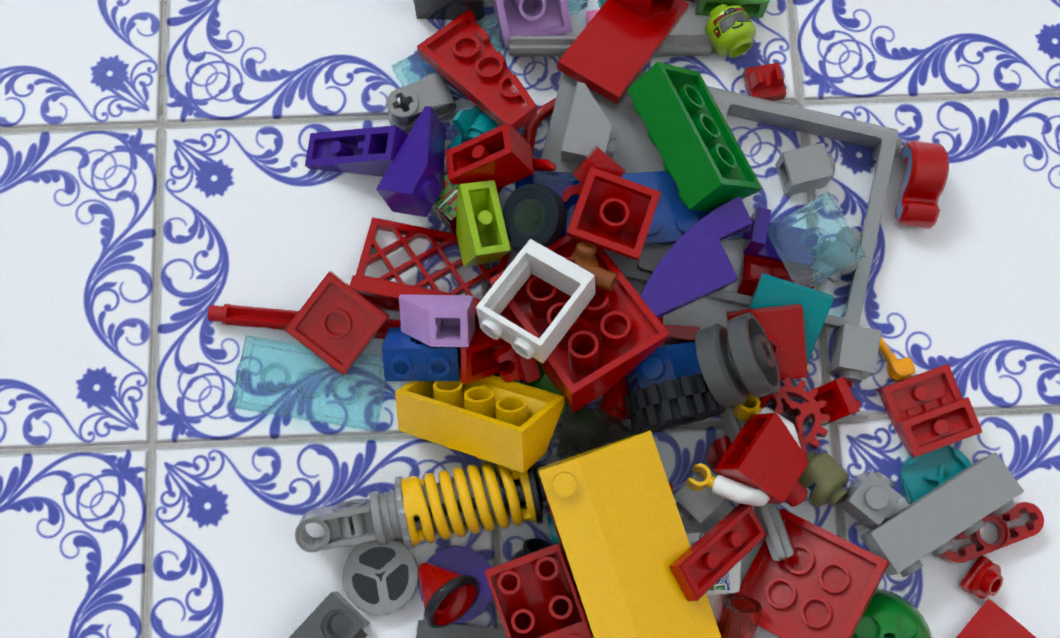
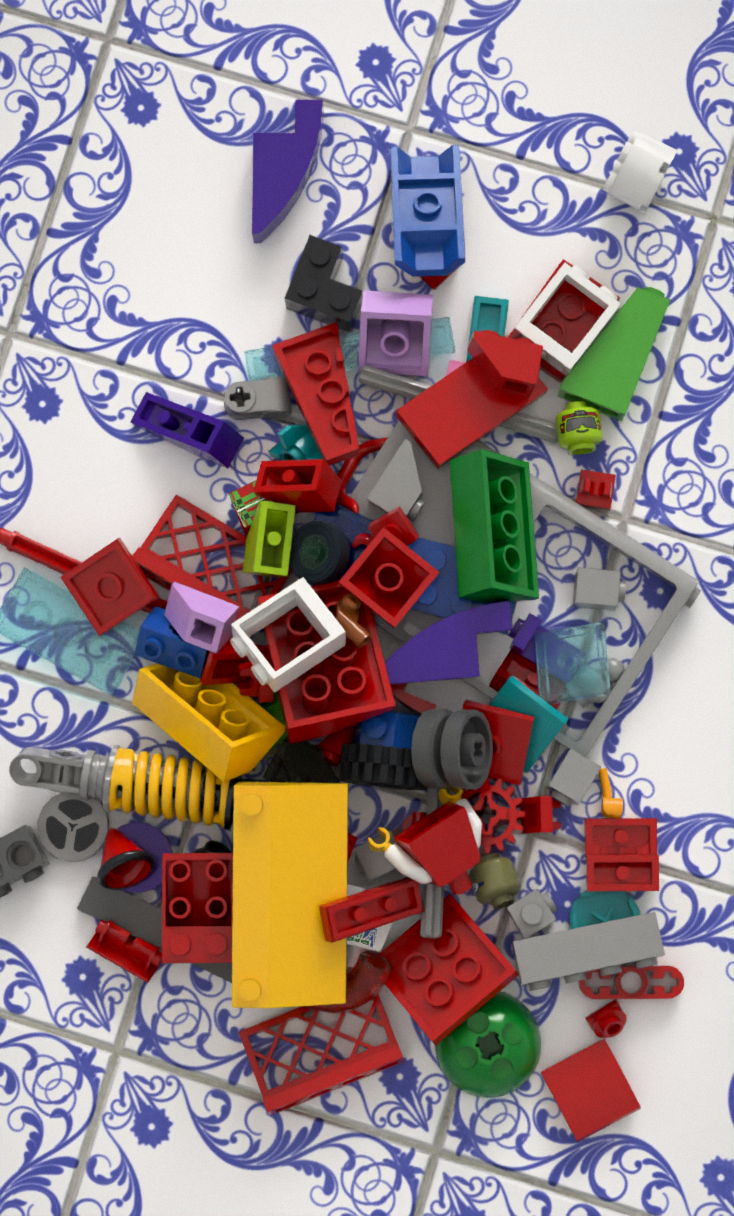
camera: 25 degrees right, 5 degrees up
(418, 168) = (230, 469): dark purple slope -> none
(922, 183) = (700, 641): red animal -> none

